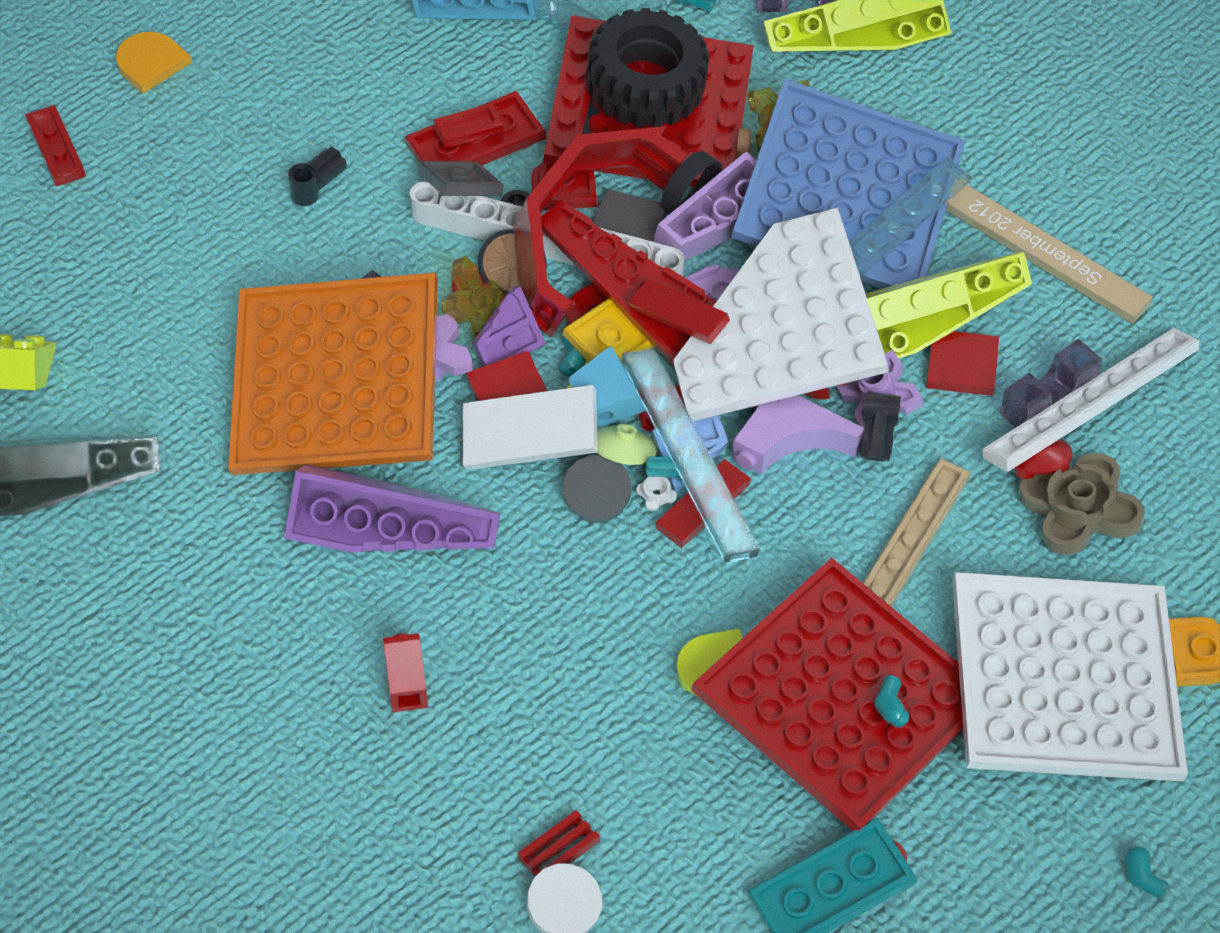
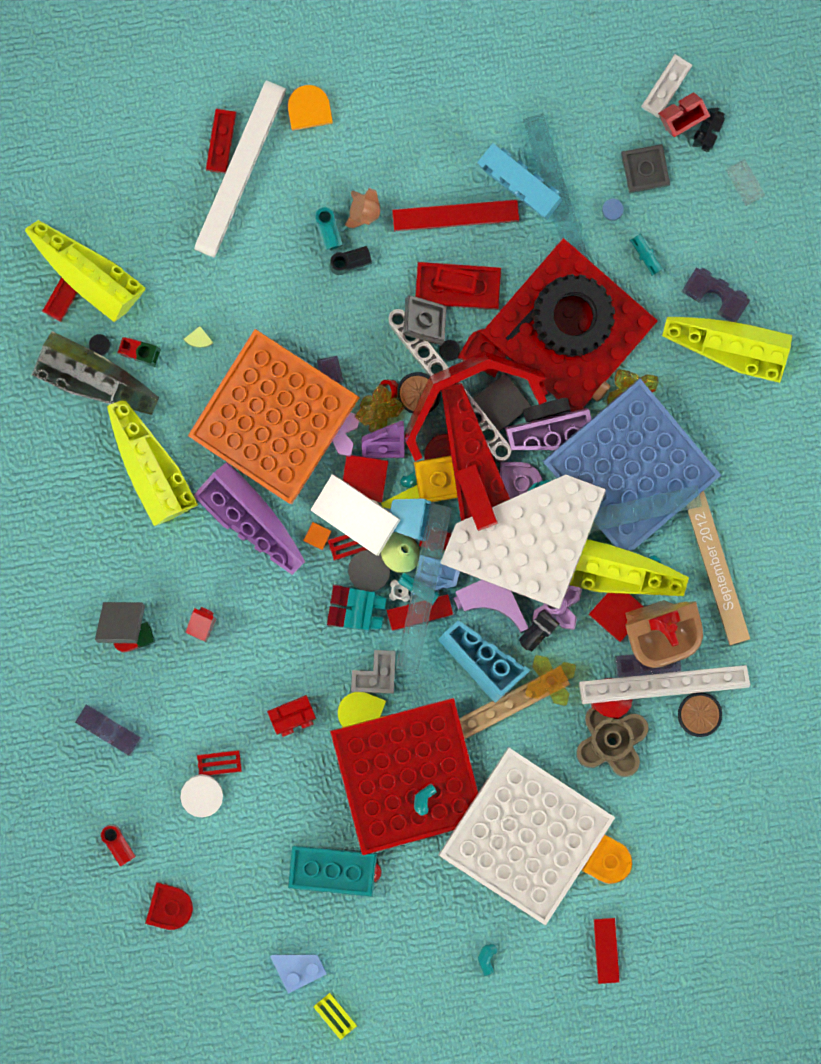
camera: 30 degrees right, 30 degrees up
(30, 430) = (99, 344): none -> black tile
(92, 410) = (139, 351): none -> leg
(101, 158) = (240, 169): none -> white beam
(168, 359) = (198, 338): none -> yellowish green tile
(200, 534) = (149, 467): none -> neon yellow wedge
(258, 155) = (329, 230): none -> teal piece
(283, 738) = (120, 622): none -> dark grey tile
(295, 112) = (363, 209): none -> nougat piece
(321, 755) = (145, 638): none -> dark green leg
(386, 887) = (108, 730): none -> clear purple arch
(417, 72) = (455, 215): none -> red tile
(495, 491) = (317, 536): none -> orange tile
(541, 475) = (346, 545): none -> red tile
(612, 543) = (361, 610): none -> teal hips
(620, 720) = (291, 715): none -> red brick
(709, 606) = (380, 679): none -> light grey plate
(832, 501) = (483, 661): none -> medium azure wedge
(942, 472) = (544, 670): none -> clear yellow plant
(1043, 323) = (664, 632): none -> medium nougat piece
(1165, 414) = (700, 714): none -> medium nougat wheel

